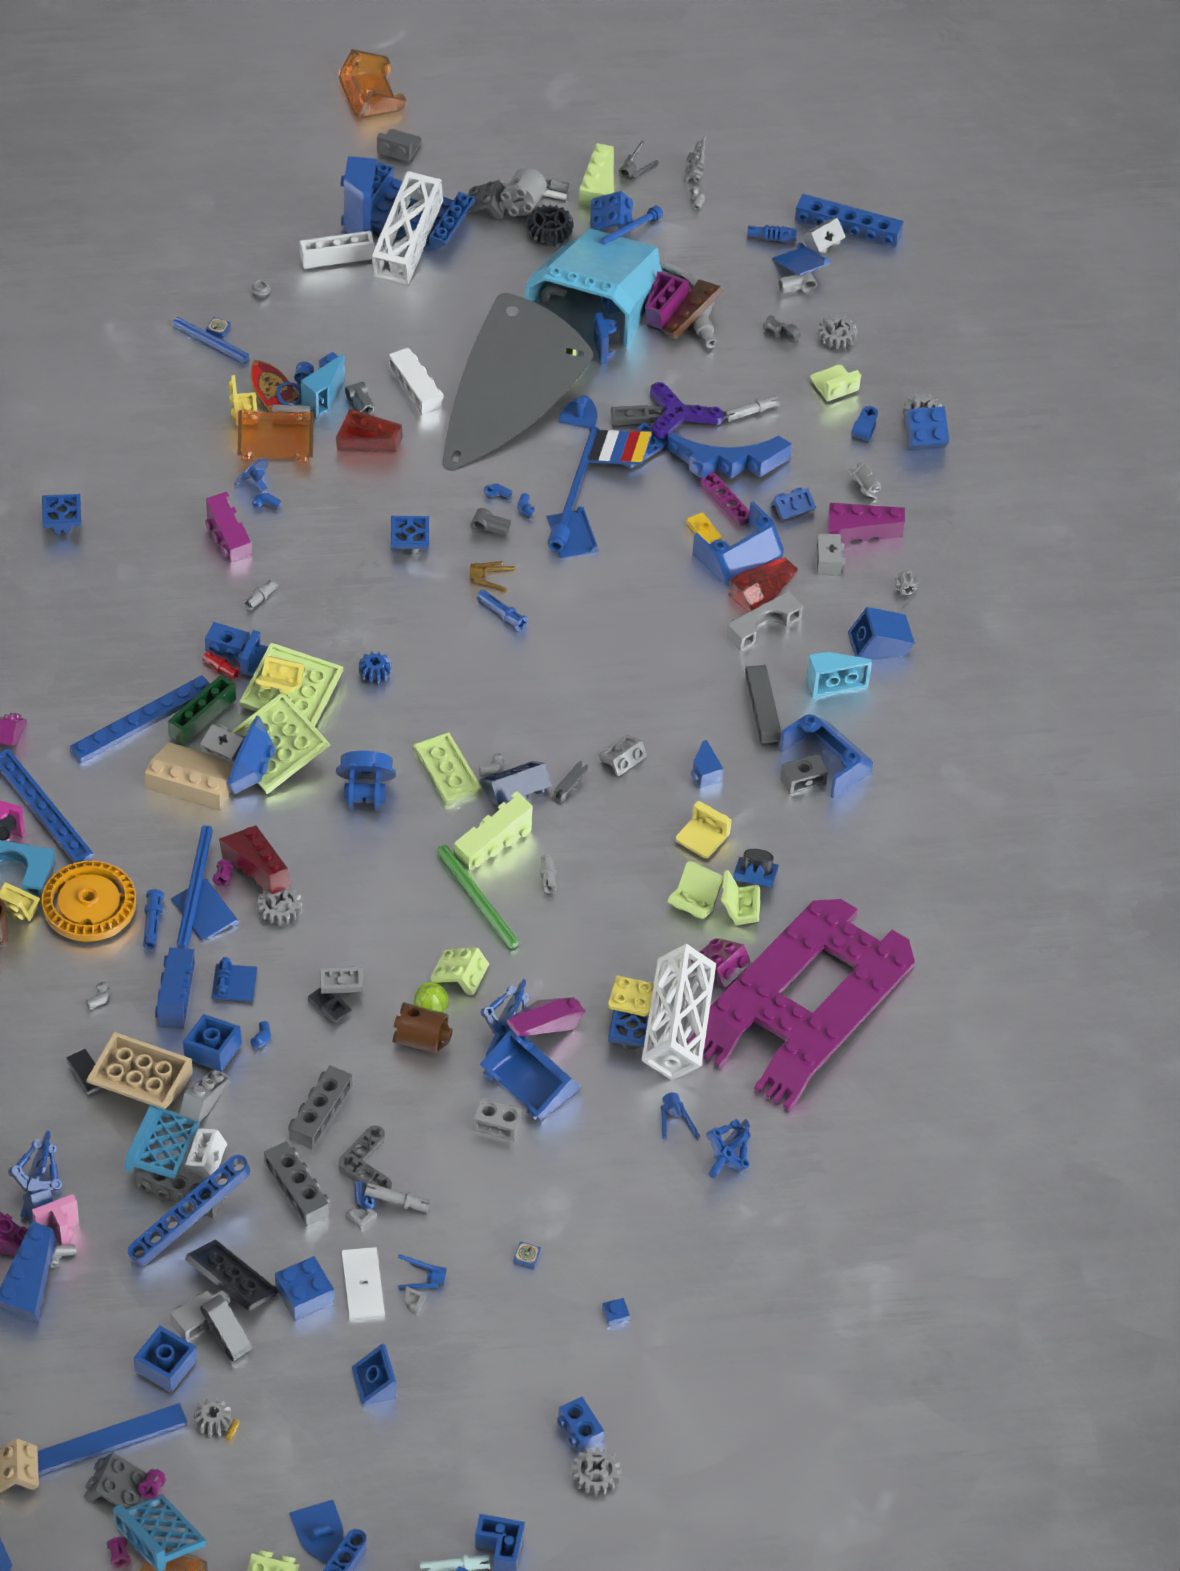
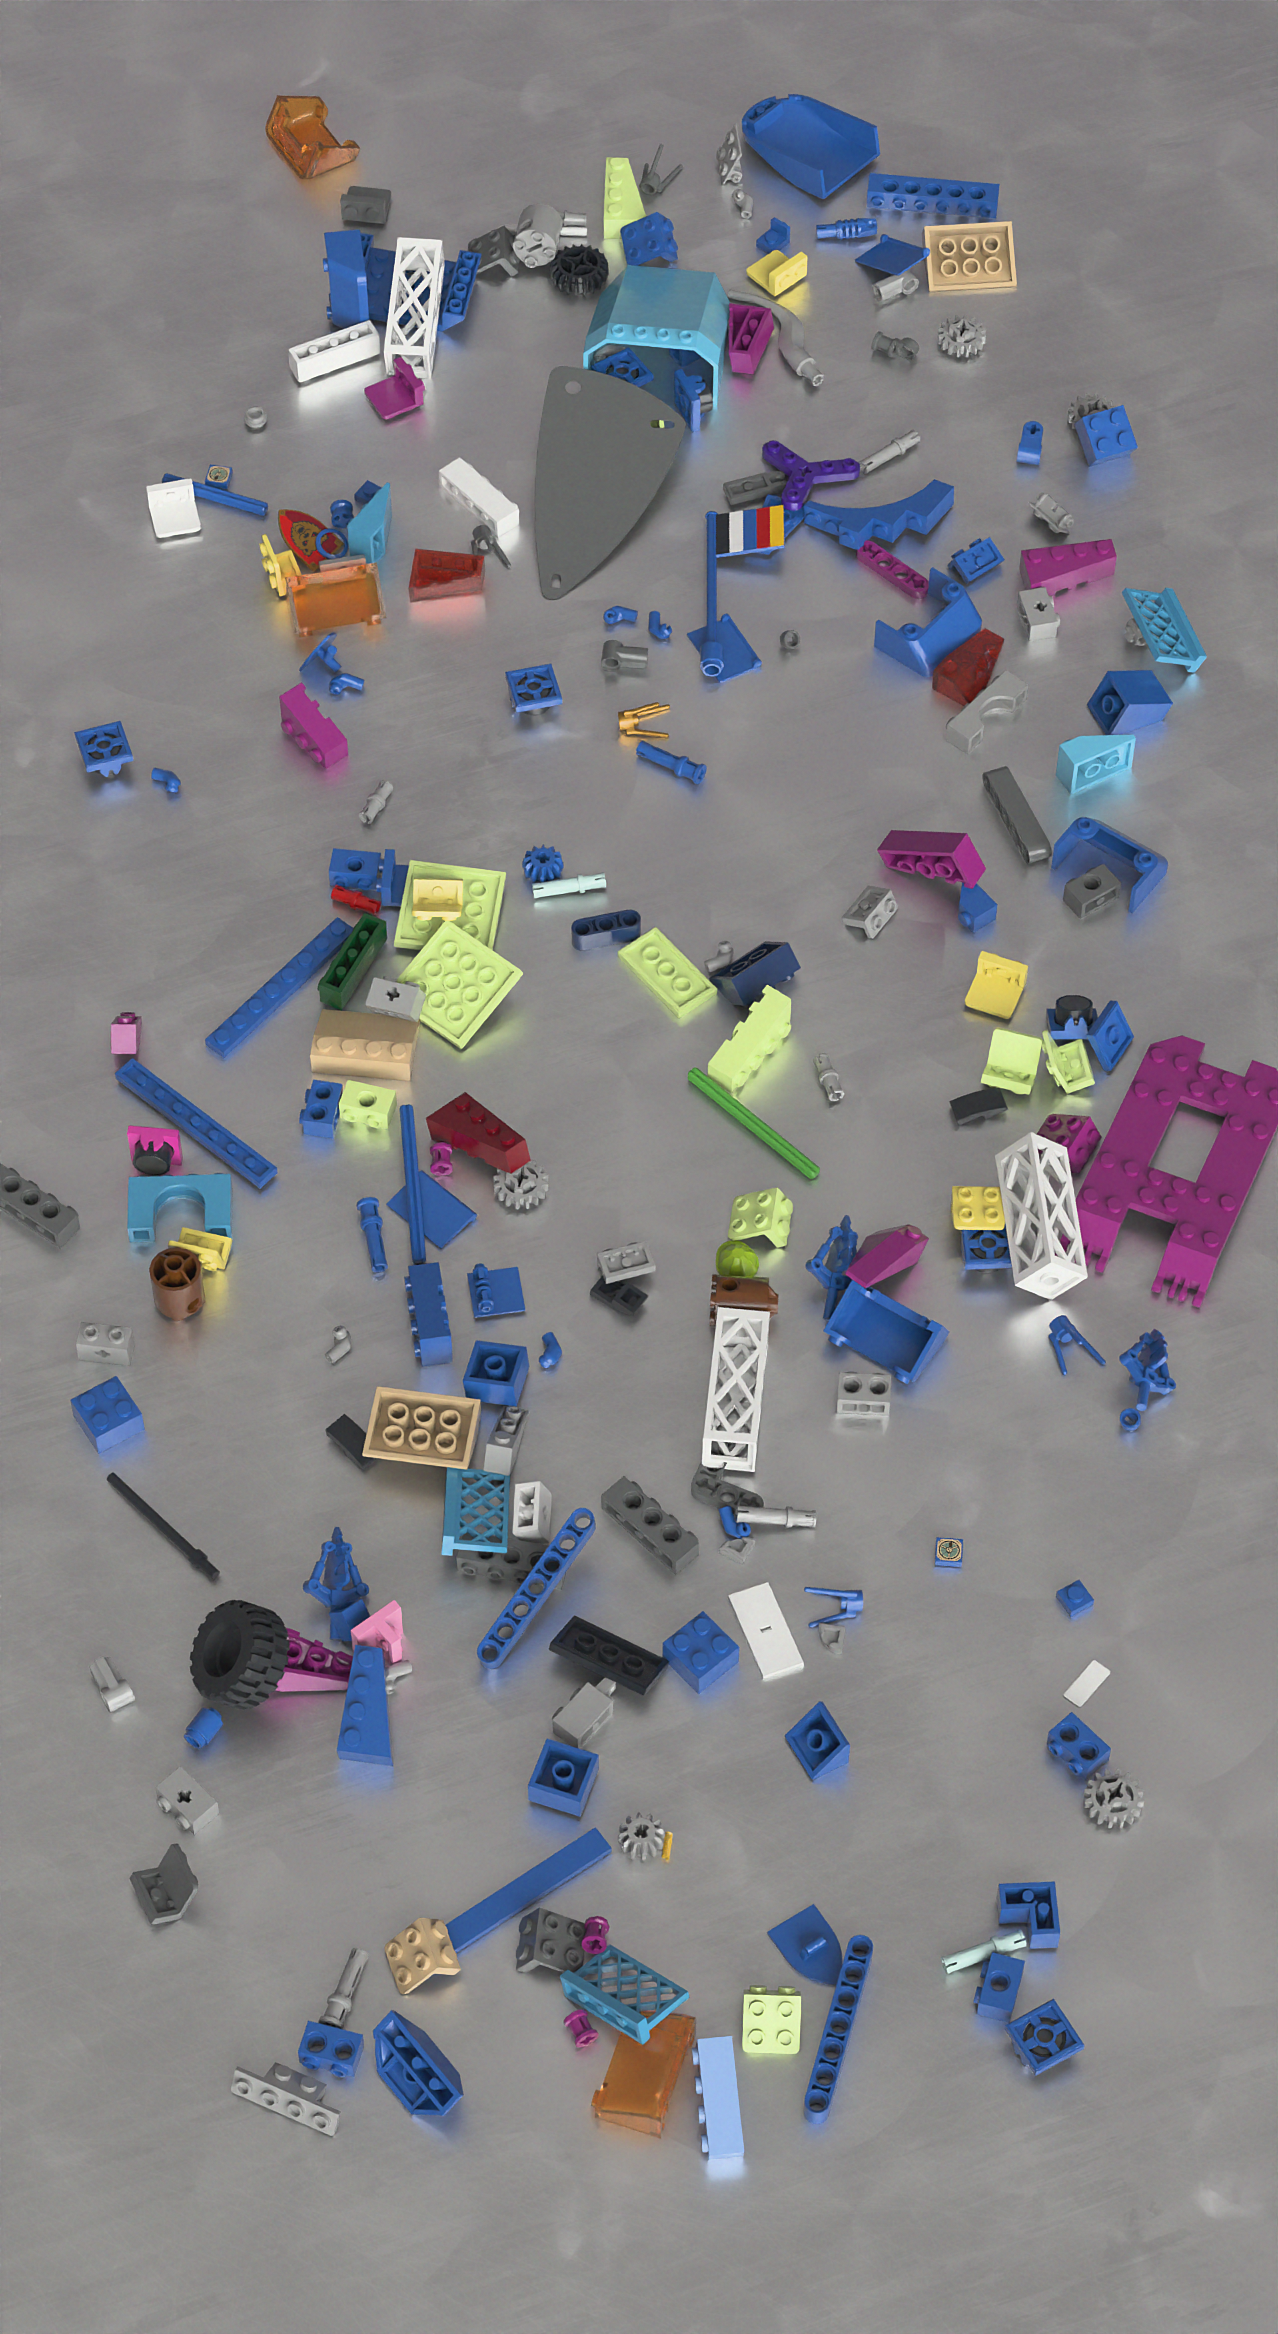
camera: 10 degrees left, 5 degrees up
(86, 897) = (295, 1205): light orange piece -> none
(105, 544) = (166, 776): none -> blue arm
(143, 816) = (326, 1109): none -> blue brick
(174, 343) = (173, 508): none -> white bracket
(179, 820) = (380, 1100): none -> yellowish green brick
(226, 1327) = (624, 1723): beam -> none
(252, 758) = (435, 1008): blue wedge -> none
(309, 1133) = (644, 1460): dark grey brick -> none
(359, 396) = (417, 529): dark grey piece -> none
(365, 765) = (574, 990): blue piece -> none
(376, 291) = (396, 393): none -> magenta bracket
(391, 687) = (569, 885): none -> light aqua pin
(408, 726) = (606, 930): none -> dark blue beam
(409, 413) = (484, 540): none -> dark grey plant
(421, 1056) = (730, 1333): none -> white piece
(561, 304) = (625, 366): none -> blue piece
(569, 782) = (818, 959): dark grey piece -> none
(580, 413) = (687, 497): blue shield -> none
(605, 1379) = (1087, 1683): none -> white sticker
(625, 531) = (791, 644): none -> dark grey hinge
(653, 214) = (699, 232): blue piece -> none
(663, 918) = (979, 1103): none -> black slope
(683, 720) = (933, 855): none -> magenta wedge
(693, 305) = (784, 335): reddish brown wing -> none
(701, 525) = (874, 608): yellow plate -> none
(707, 255) = (777, 271): none -> light yellow bracket
(707, 1181) = (1133, 1415): none -> blue hinge
(712, 230) = (775, 238): none -> blue bracket
(763, 161) = (810, 141): none -> blue windscreen
(781, 886) = (1110, 1035): none -> blue tile
(824, 235) = (910, 220): brick -> none
(836, 382) = (978, 399): yellowish green bracket -> none
(863, 272) = (969, 256): none -> tan slope
(937, 584) = (1171, 620): none -> dark azure fence

